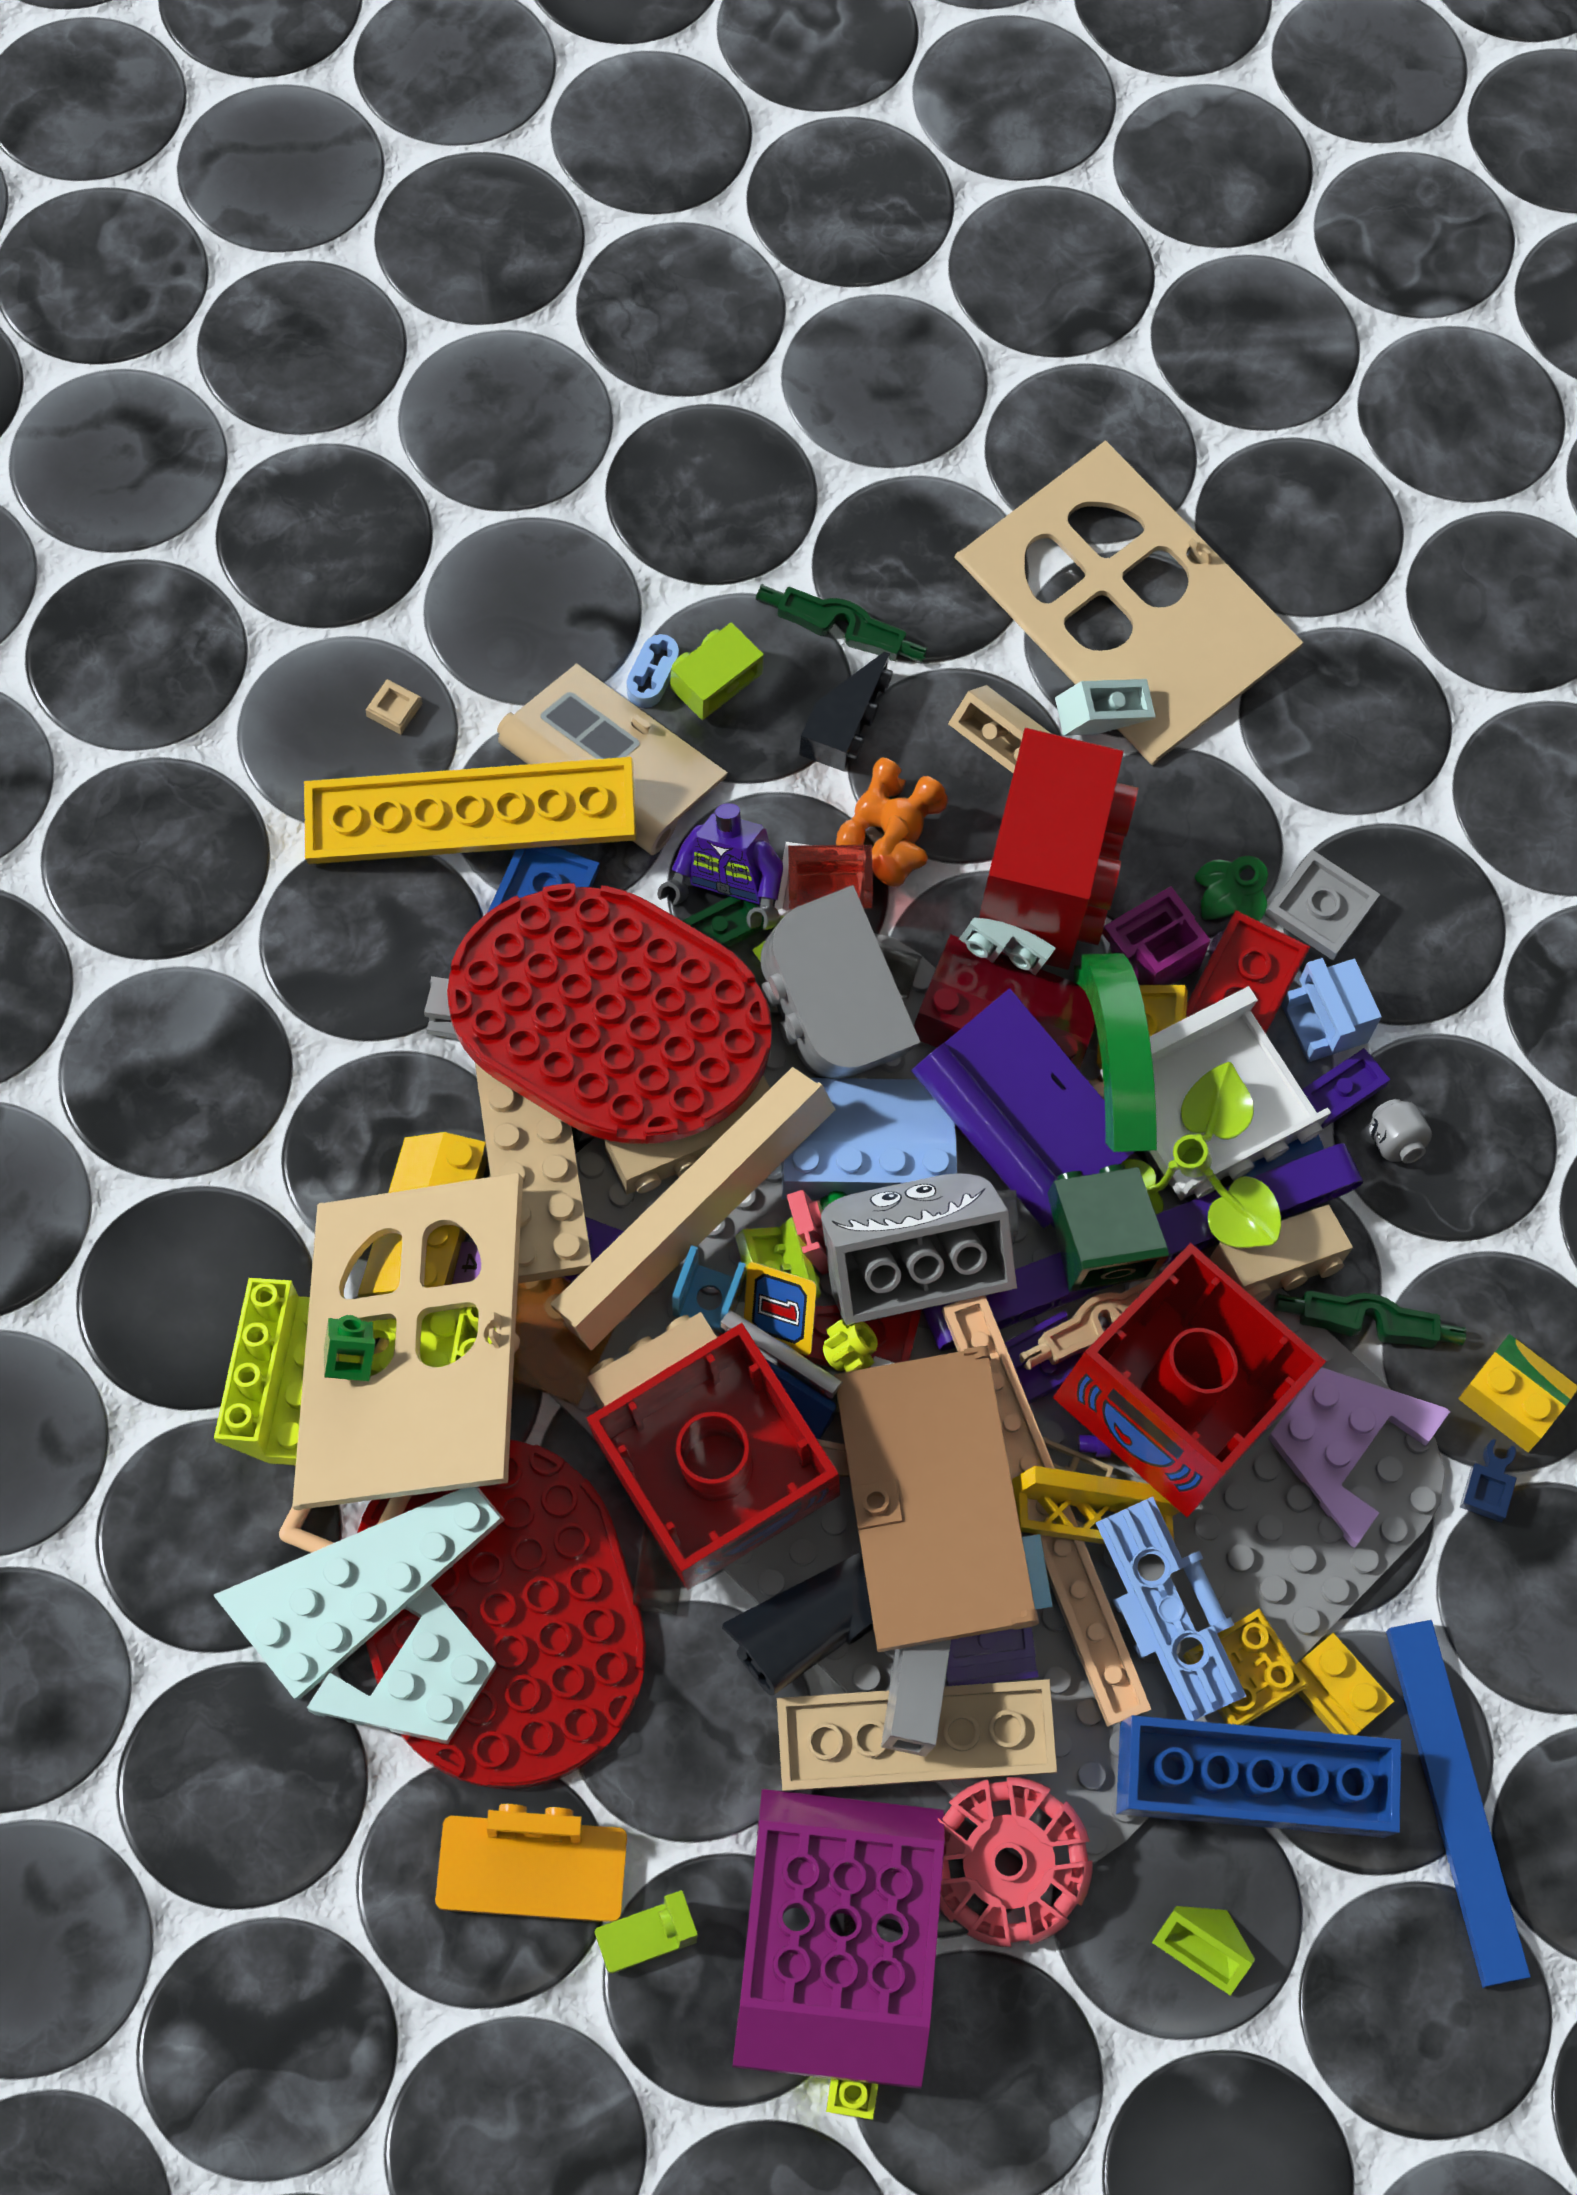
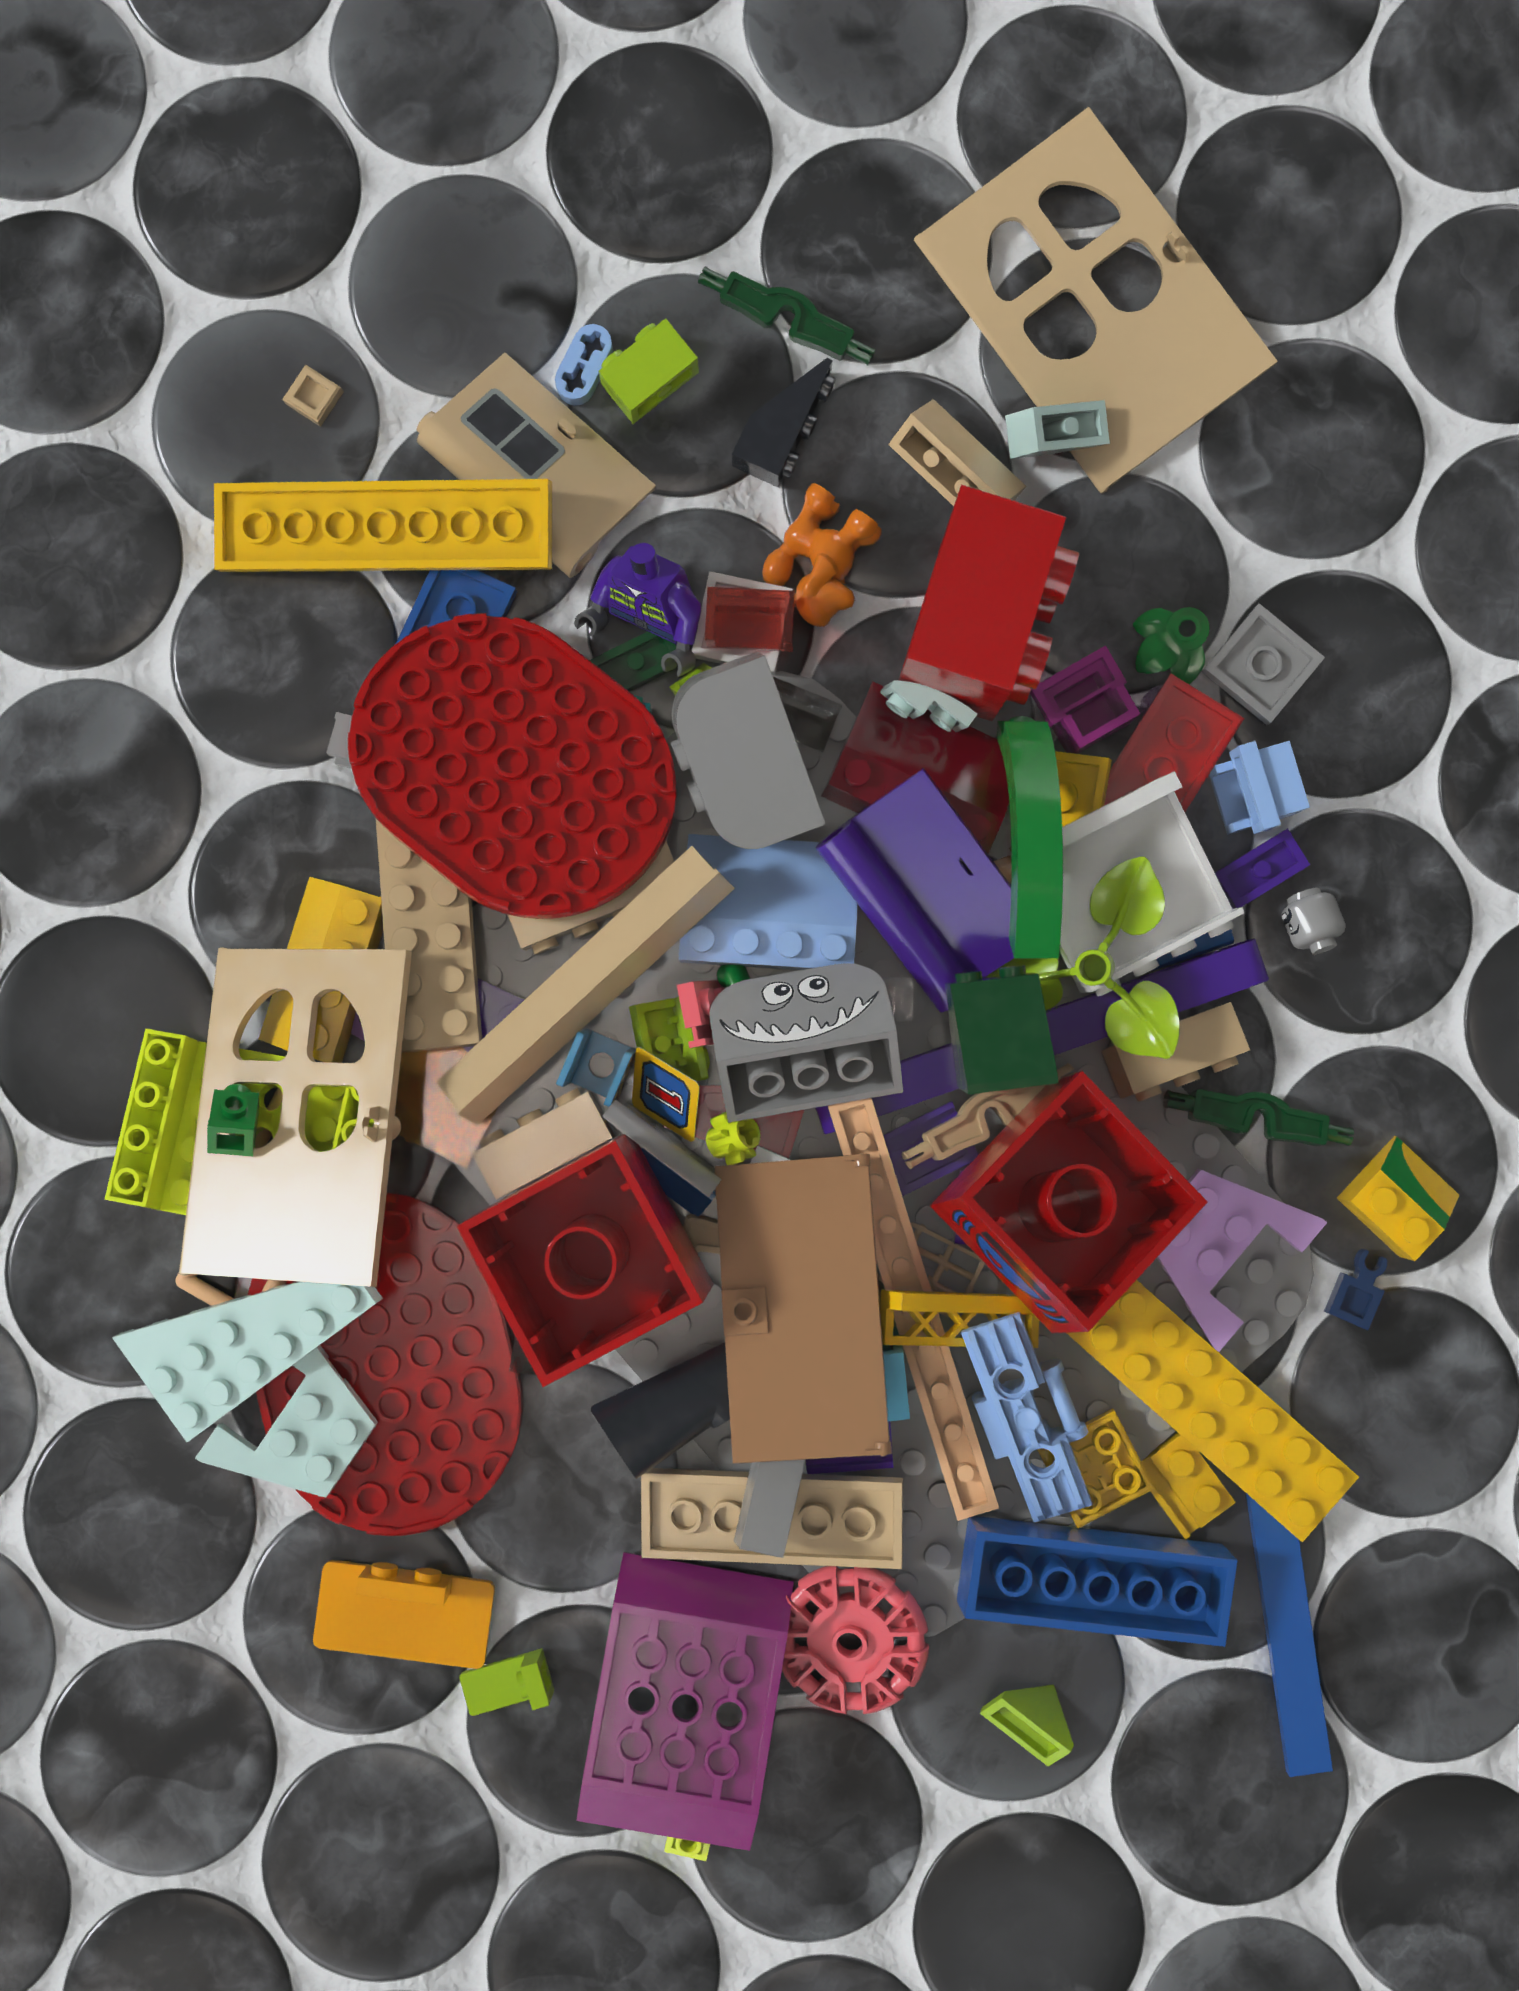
camera: 10 degrees right, 20 degrees up
(1350, 1594) = (1218, 1410): none -> yellow plate

